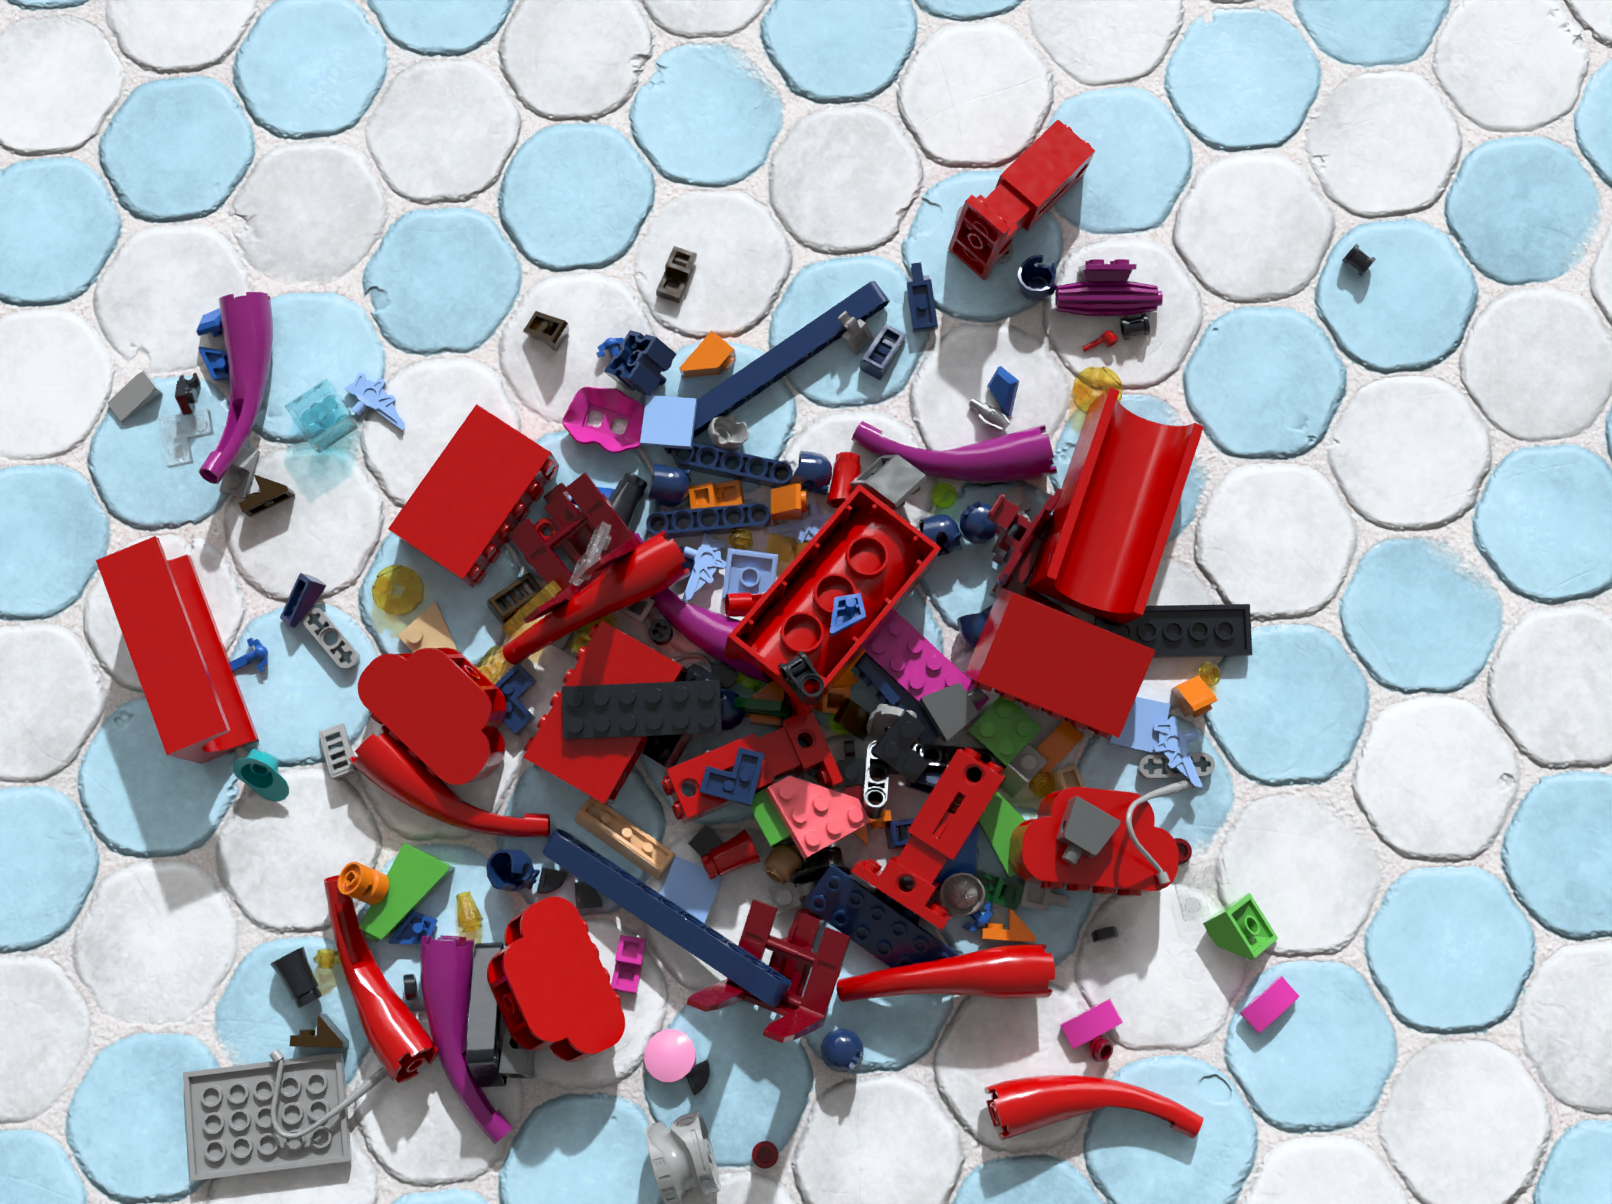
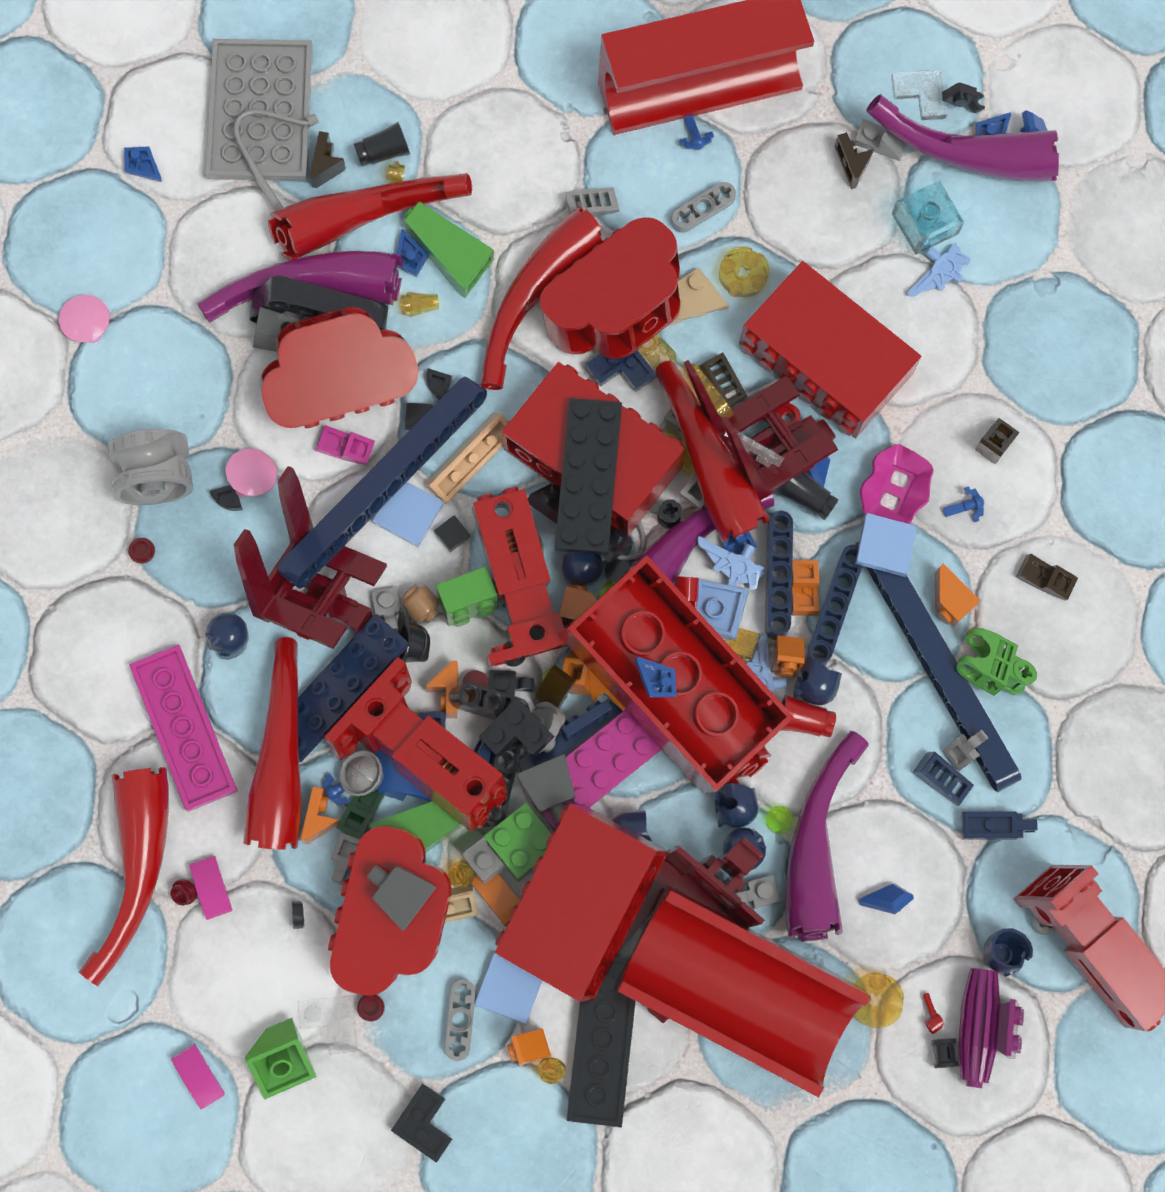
camera: 85 degrees right, 5 degrees down
(134, 396) = (966, 52): light grey slope -> none
(261, 774) = (579, 132): teal piece -> none
(301, 599) = (747, 184): dark blue slope -> none
(363, 883) = (459, 207): orange wheel -> none
(410, 987) = (356, 243): black tile -> none
(511, 870) = (452, 345): dark blue helmet -> none
(640, 363) = (951, 525): dark blue brick -> none
(669, 486) = (819, 538): dark blue helmet -> none
(727, 433) = (869, 604): light grey hair -> none
(730, 856) = (434, 552): red plant -> none
(737, 785) = (498, 553): dark blue plate -> none
(741, 539) = (755, 605): clear yellow plate -> none
(763, 707) = (576, 596): dark green tile -> none
(770, 310) = (995, 664): none -> bright green piece
(799, 674) = (596, 618): black piece -> none
(815, 813) = (460, 633): coral plate -> none
(891, 480) = (796, 756): slope -> none
(939, 1079) = (183, 728): none -> dark pink plate
(990, 415) = (861, 881): flat silver piece -> none
(1166, 790) = (435, 1010): light grey piece -> none
(1174, 746) = (481, 1019): light blue piece -> none
(1278, 791) = (415, 1124): none -> black plate

